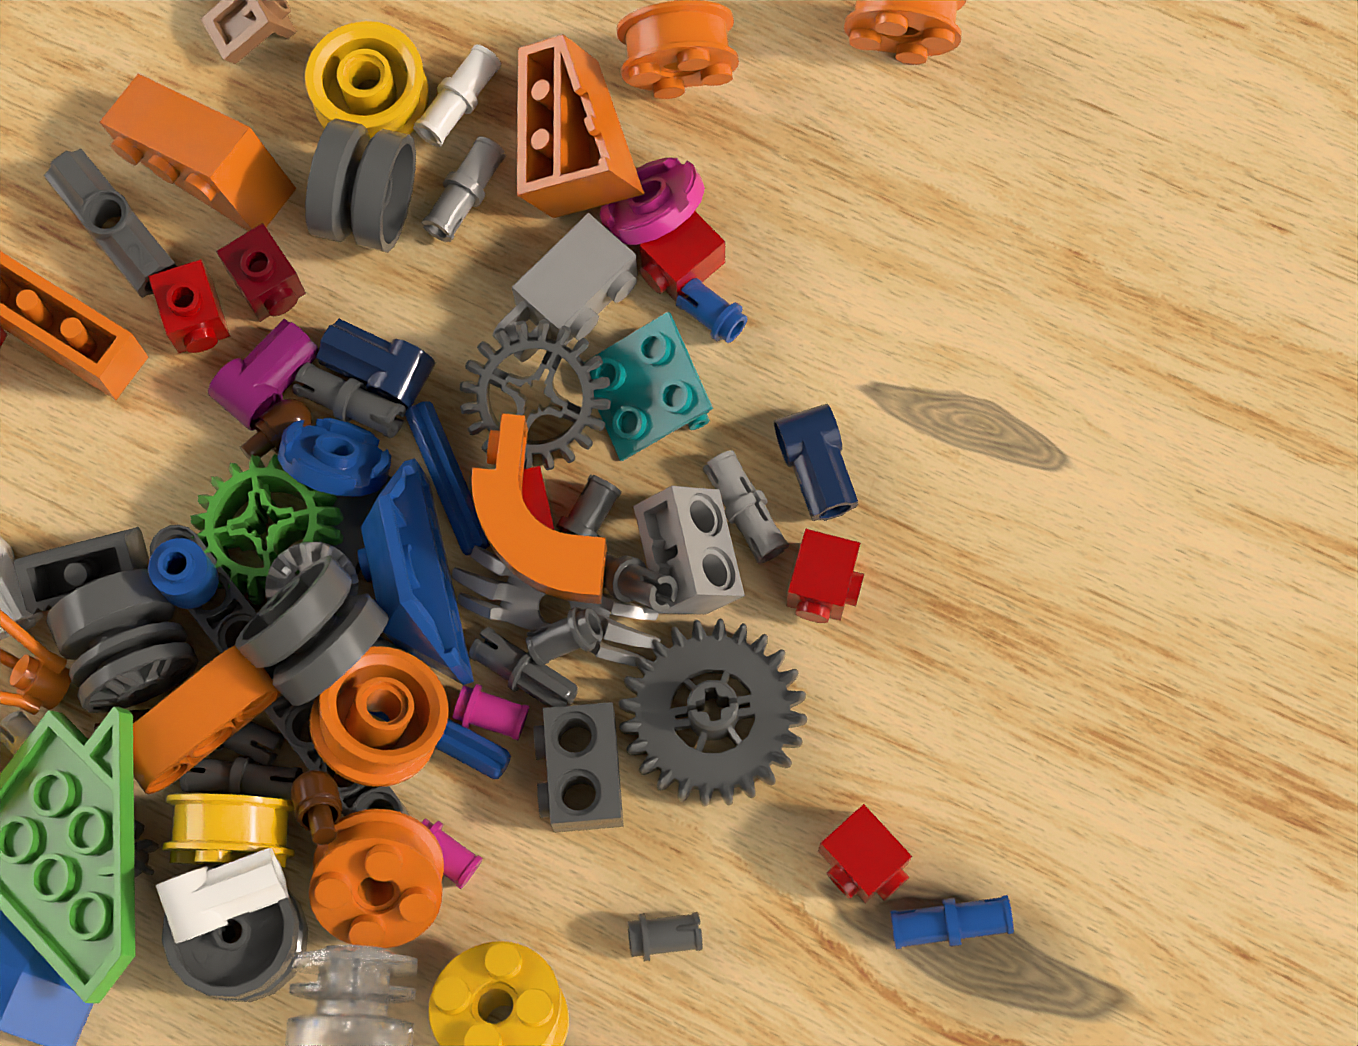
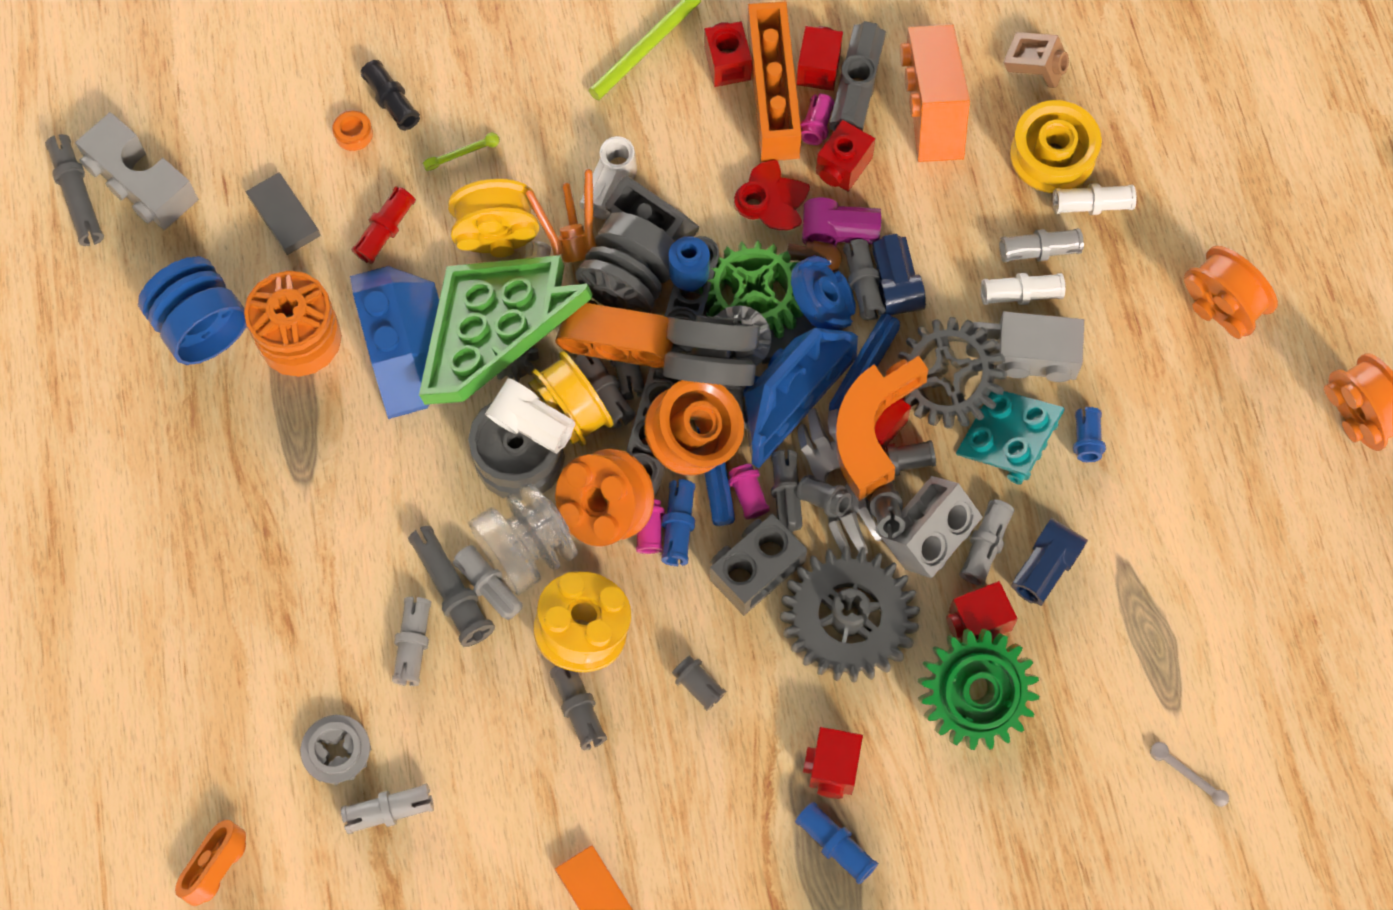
camera: 50 degrees right, 5 degrees down
(49, 241) = (819, 58): none -> red brick
(120, 301) = (814, 126): none -> dark pink pin
(169, 414) = (776, 195): none -> red plate
(262, 273) = (896, 177): dark red brick -> none
(317, 805) = (619, 431): reddish brown cylinder -> none
(360, 185) = (991, 186): dark grey wheel -> none
(465, 817) = (678, 522): none -> blue pin
(496, 247) = (1022, 288): none -> white pin
(569, 132) = (1124, 272): orange wedge -> none
(668, 200) = (1124, 351): dark pink tile -> none
(682, 255) = (1108, 389): red brick -> none
(869, 648) = (1004, 696): none -> green gear
(1097, 511) = (1160, 752): none -> light grey hinge

